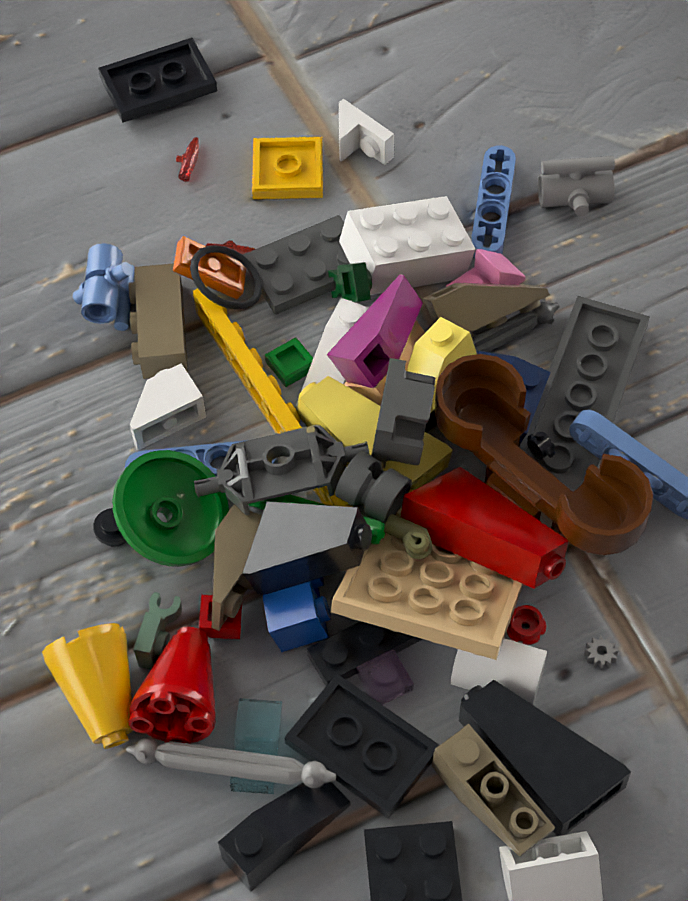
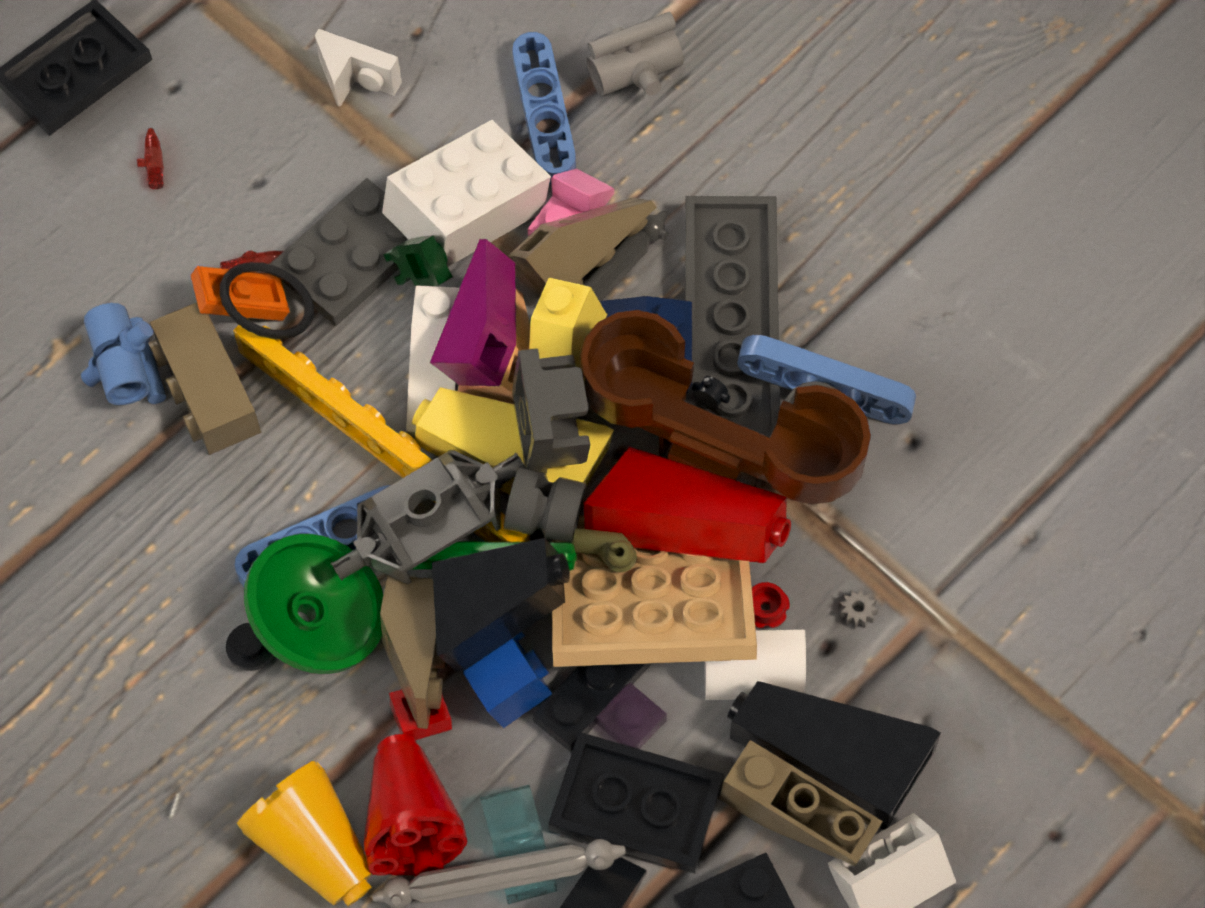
camera: 20 degrees left, 5 degrees up
(152, 634) = (353, 763): sand green plate -> none
(166, 406) = (256, 480): white slope -> none
(287, 168) = (279, 134): yellow tile -> none
(289, 361) = (378, 379): green tile -> none

